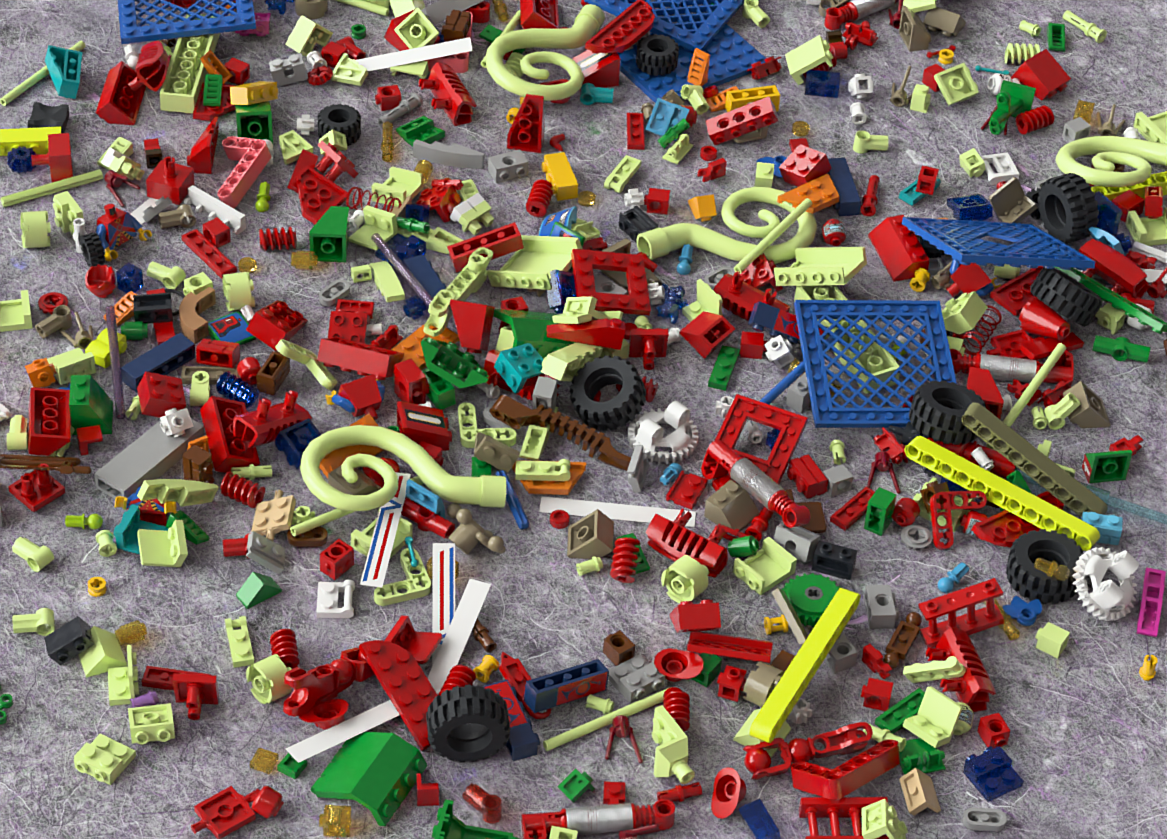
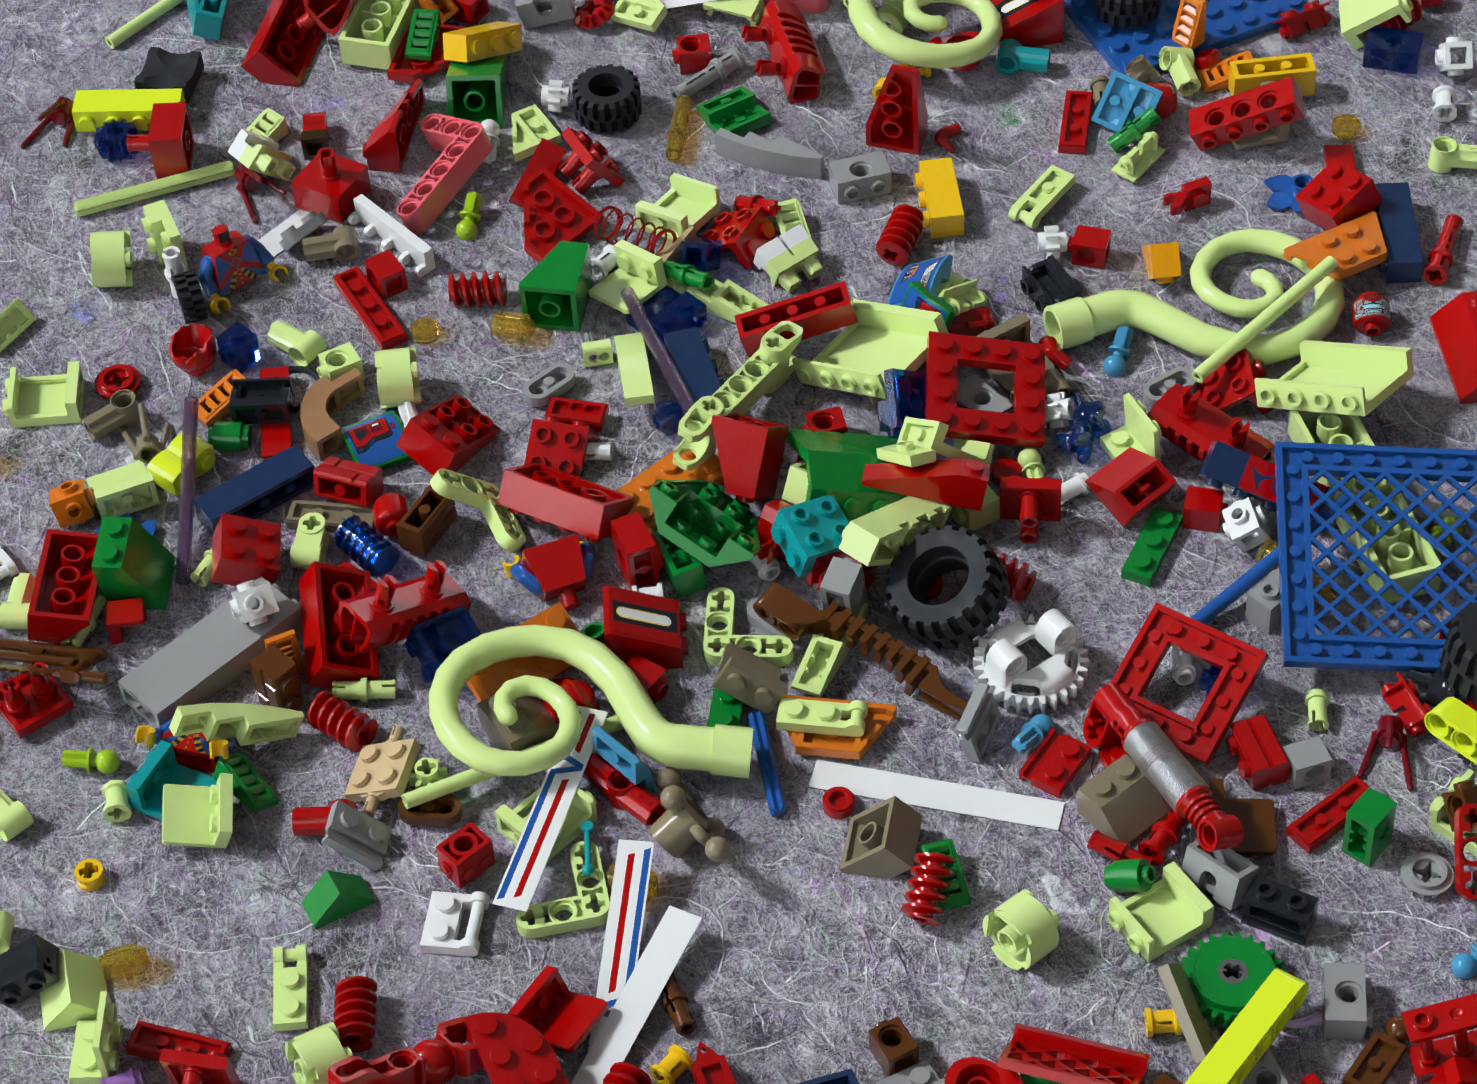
camera: 15 degrees right, 5 degrees up
(336, 139) = (594, 124): yellowish green brick -> none
(388, 339) = (618, 470): red hinge -> none
(425, 168) = (727, 179): clear yellow brick -> none
(586, 198) = (977, 236): clear yellow tile -> none
(594, 564) = (872, 892): yellowish green pin -> none
(675, 541) = (1027, 864): red piece -> none
(696, 617) = (1025, 1006): red slope -> none
(708, 153) = (1188, 165): red tile -> none
(723, 406) = (1137, 616): white gear -> none
(764, 175) = (1270, 209): yellowish green brick -> none
(906, 512) = (1414, 829): red head -> none

